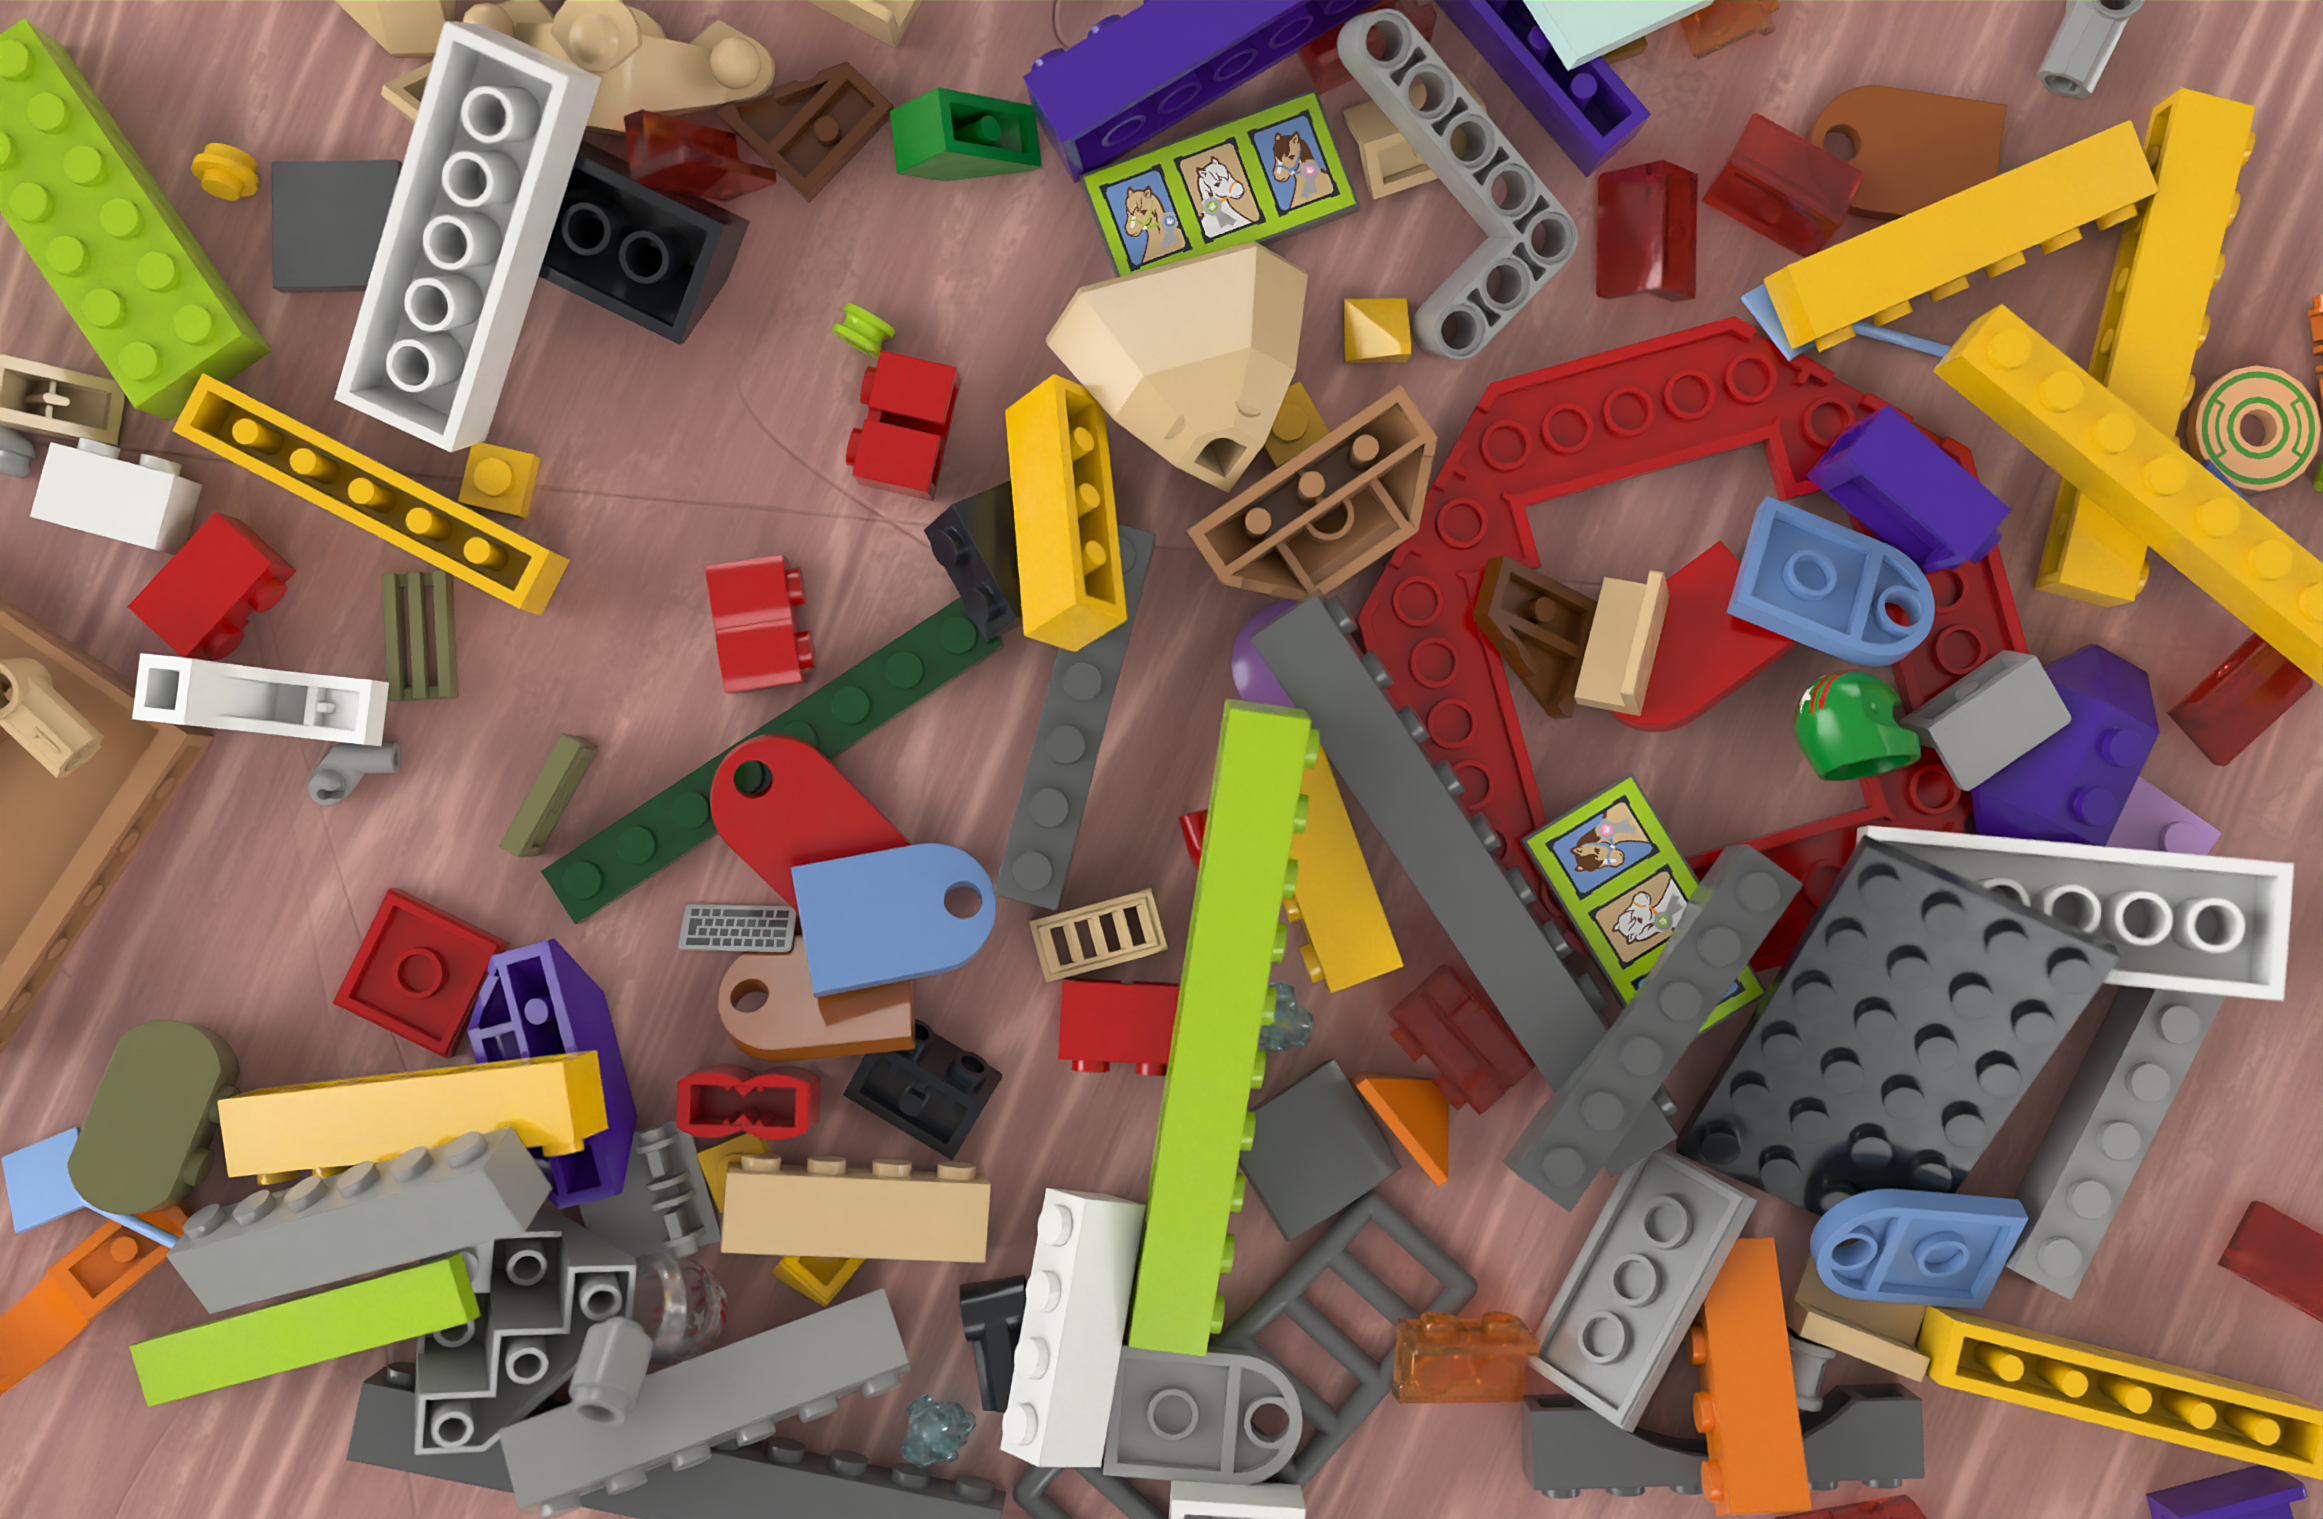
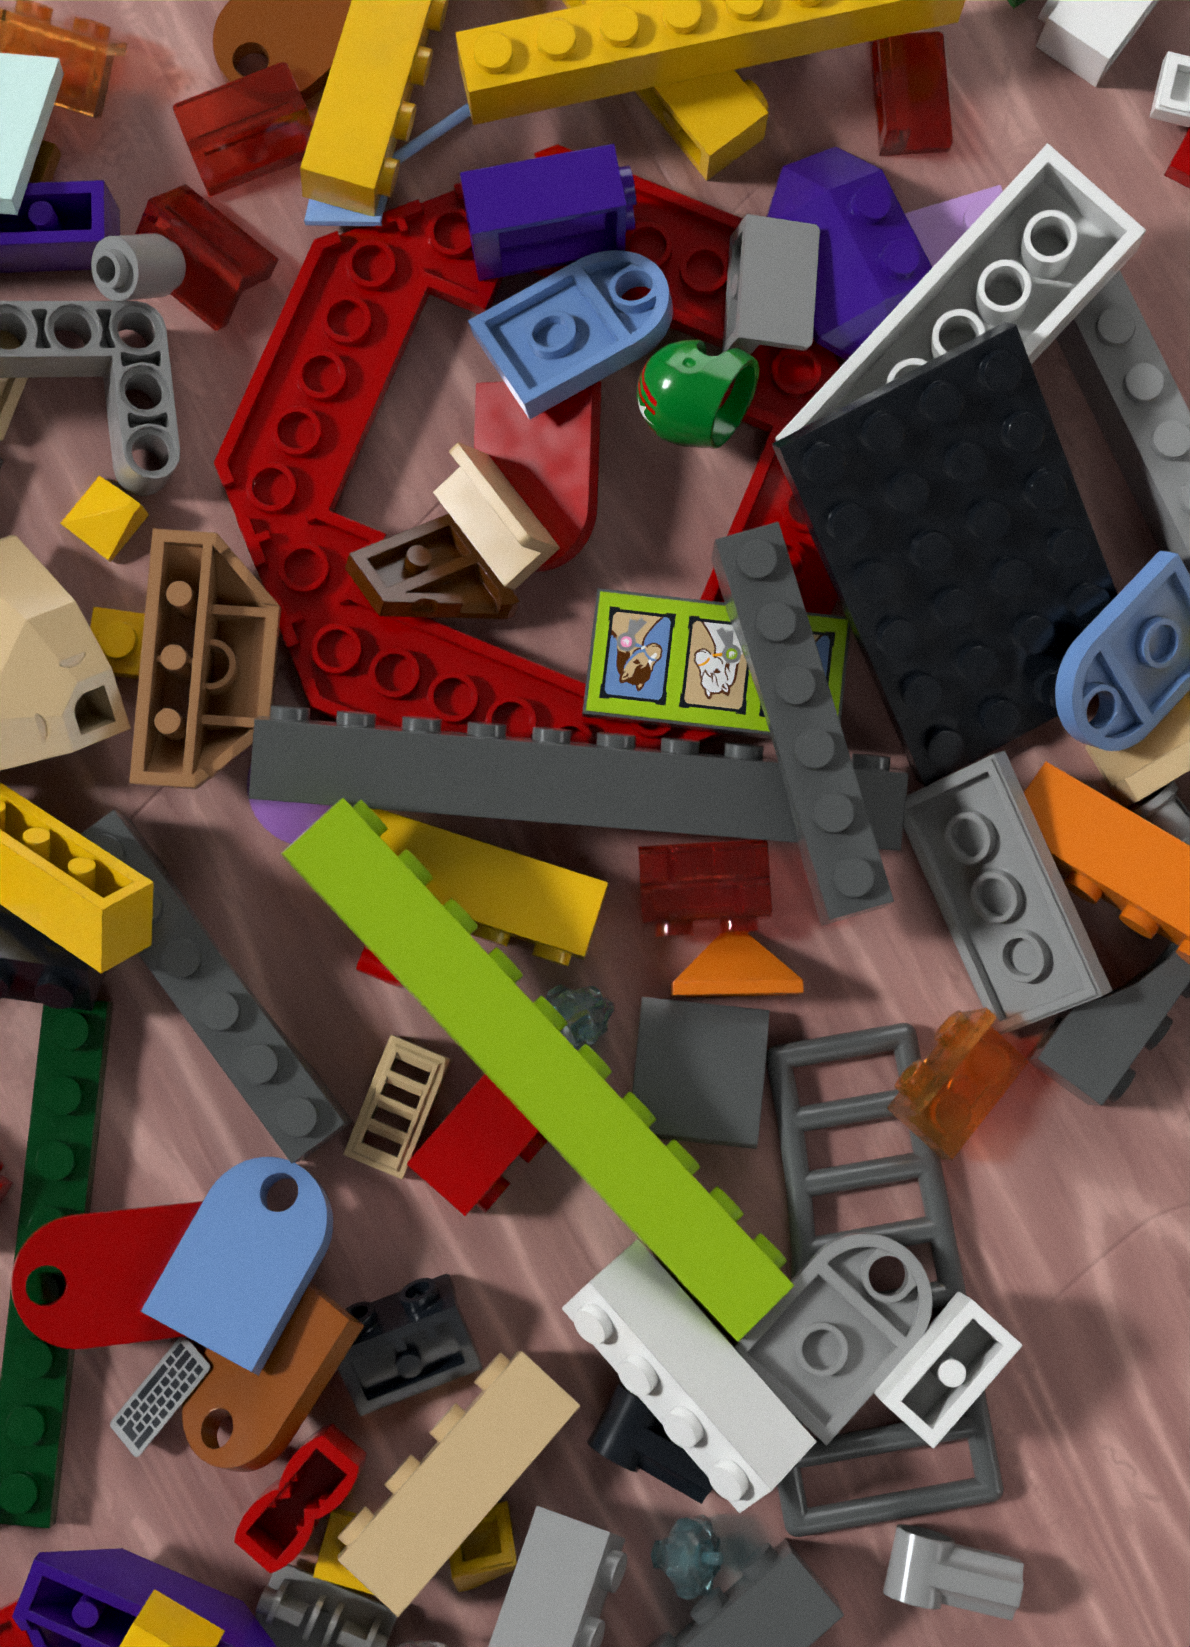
camera: 45 degrees left, 5 degrees down
(1600, 196) = (137, 266): none -> light grey brick

